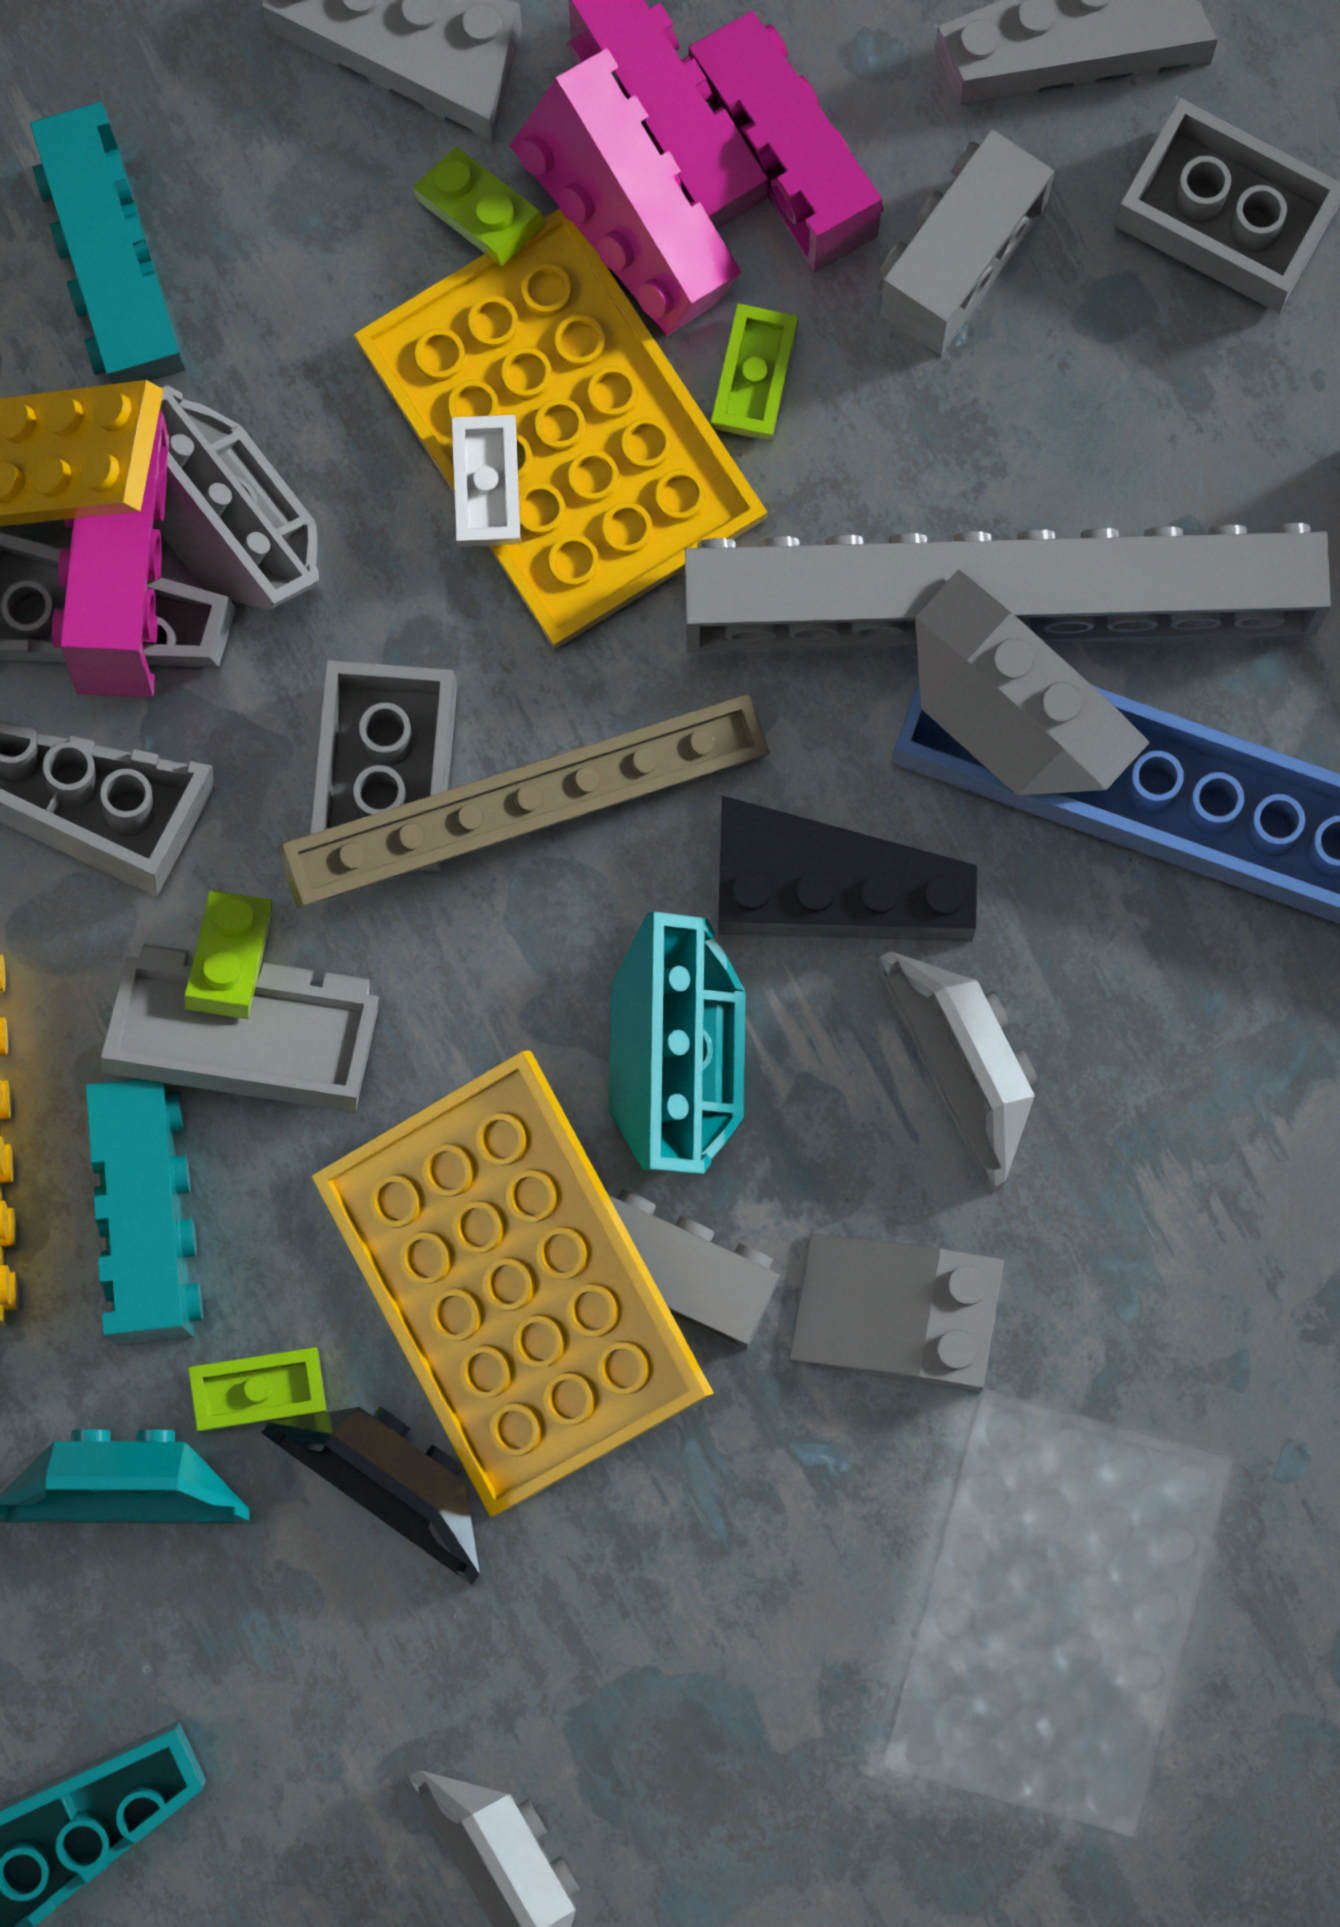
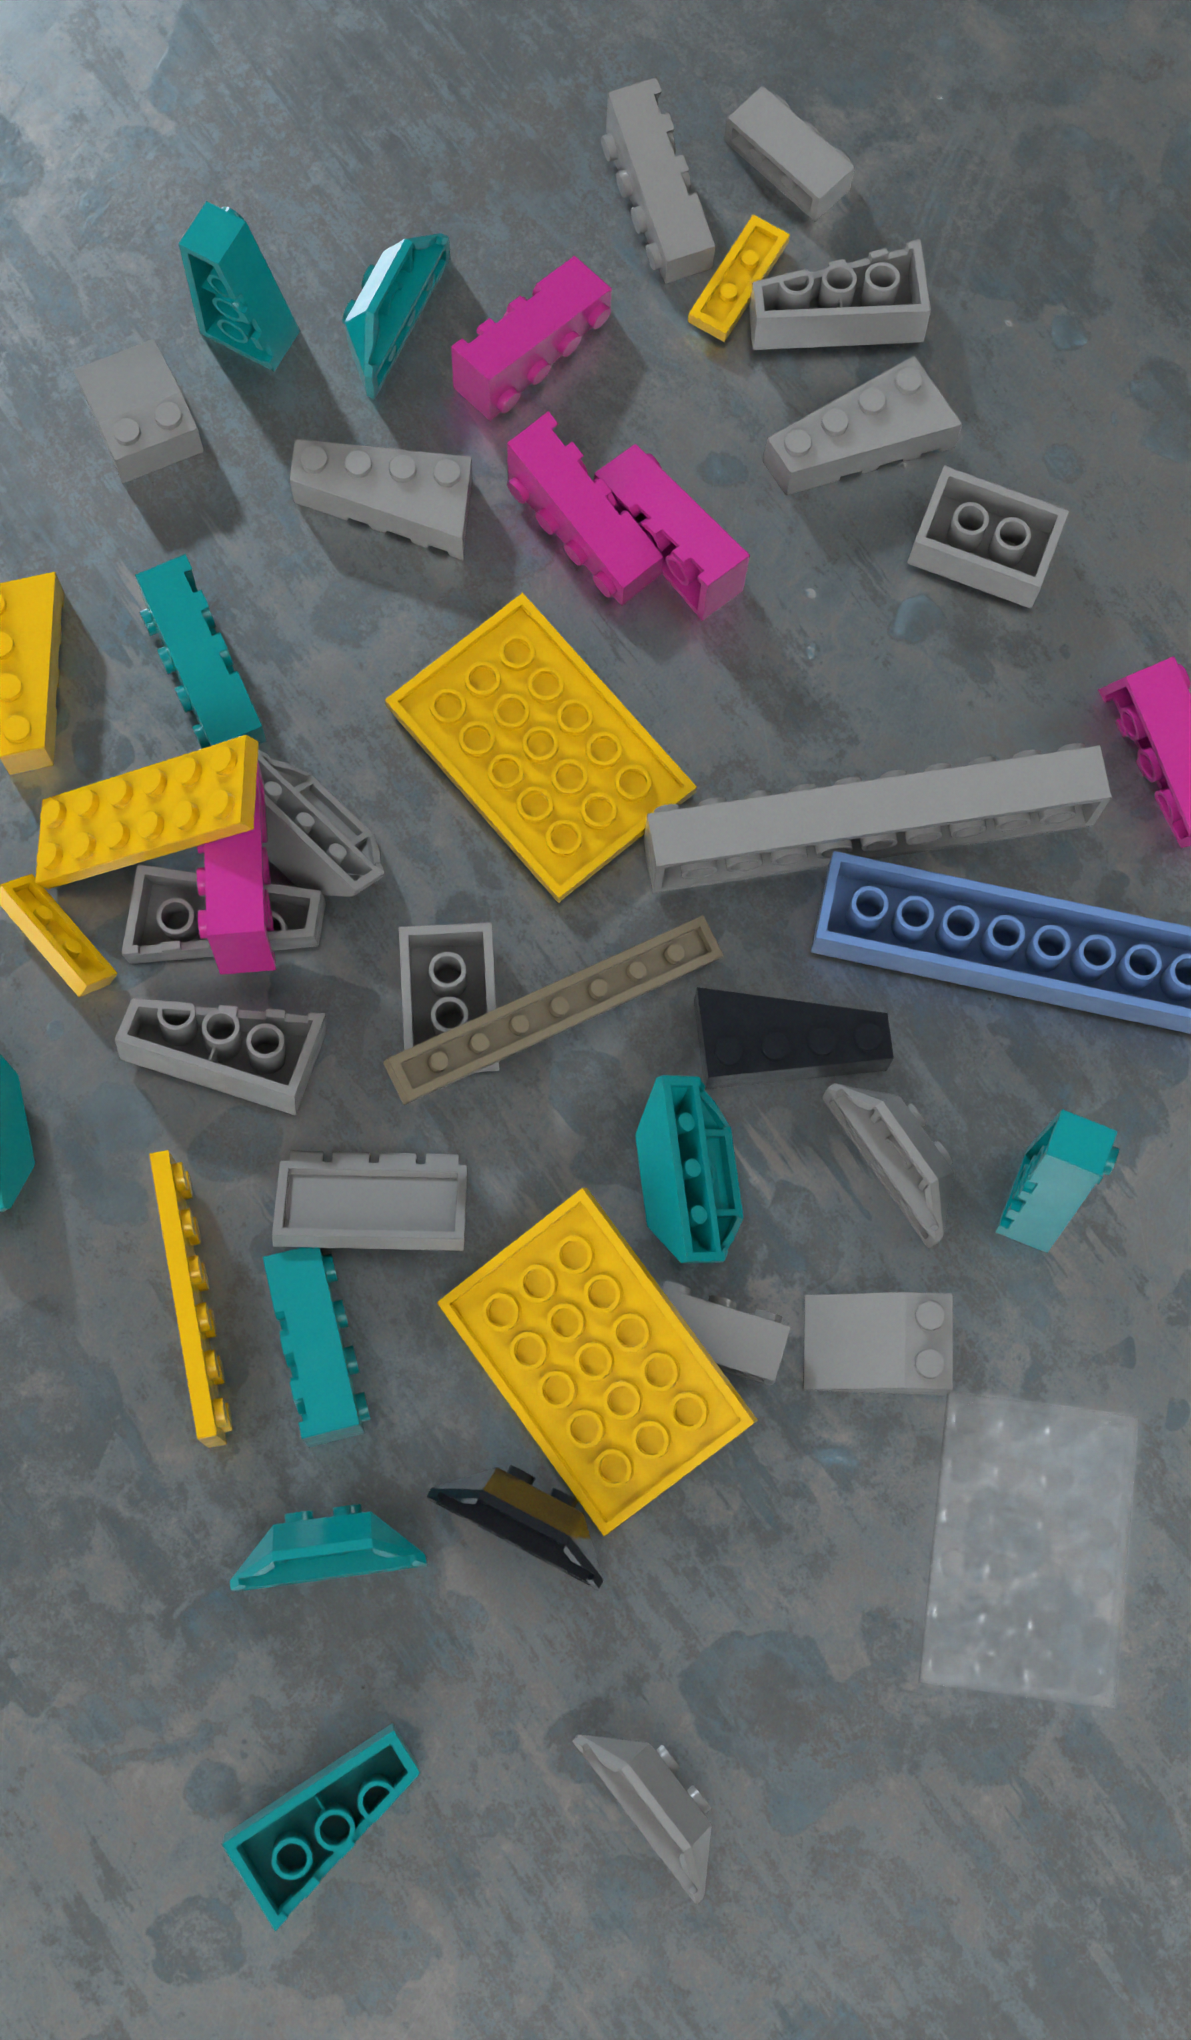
camera: 15 degrees left, 5 degrees down
(228, 954) = (354, 1149): lime plate -> none
(257, 1389) = (418, 1465): lime plate -> none
(478, 206) = (461, 601): lime plate -> none
(486, 480) = (494, 788): white plate -> none
(624, 195) = (564, 578): dark pink wedge -> none
(754, 372) = (672, 692): lime plate -> none
(963, 240) = (807, 581): light grey brick -> none
(1016, 697) = (901, 886): light grey wedge -> none
(1171, 1118) = (1056, 1179): none -> teal wedge

